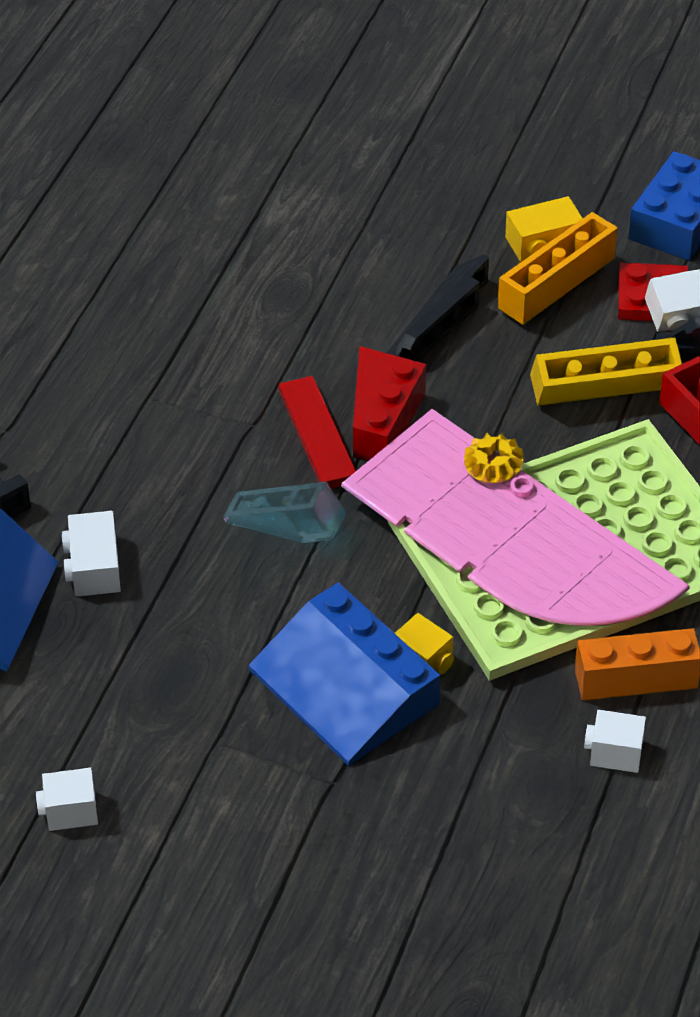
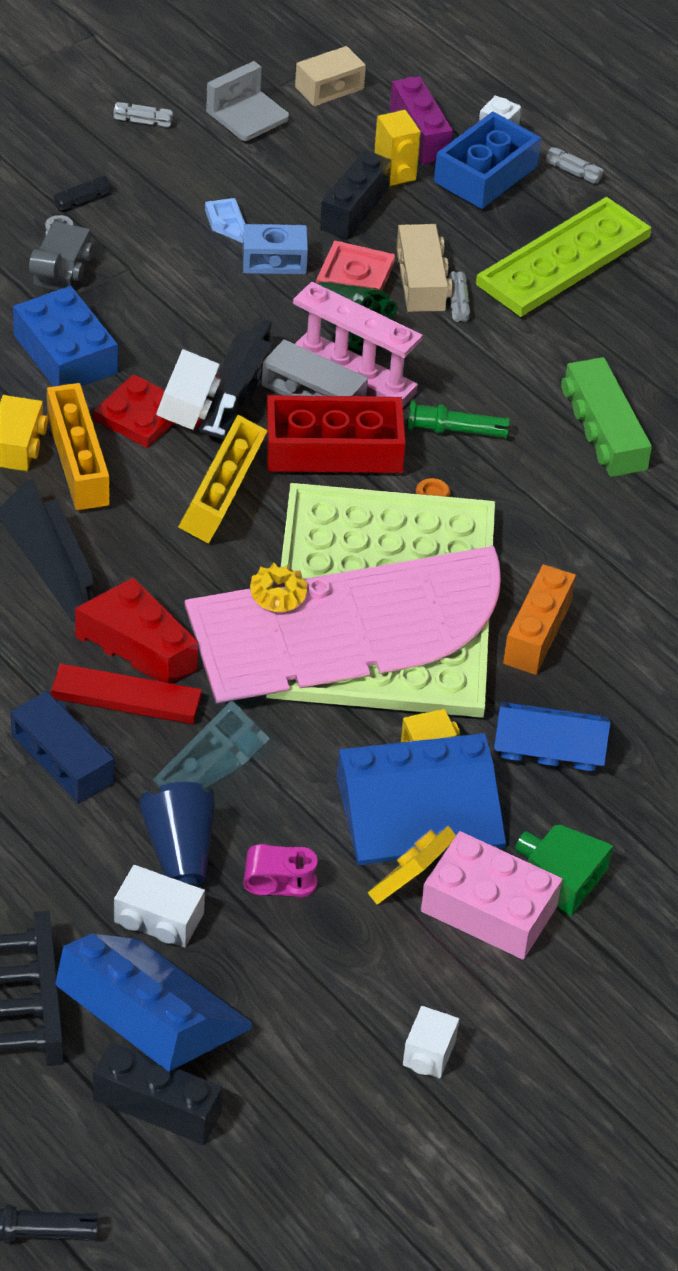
camera: 65 degrees left, 0 degrees up
(173, 528) = (180, 829): none -> dark blue cone
(189, 615) = (277, 869): none -> dark pink piece
(220, 417) = (63, 746): none -> dark blue brick
(246, 690) = (413, 862): none -> yellow wing
(266, 771) = (491, 895): none -> bright pink brick
(345, 813) = (570, 856): none -> green torso
(502, 734) = (551, 735): none -> blue slope
(615, 740) = (603, 669): white brick -> none

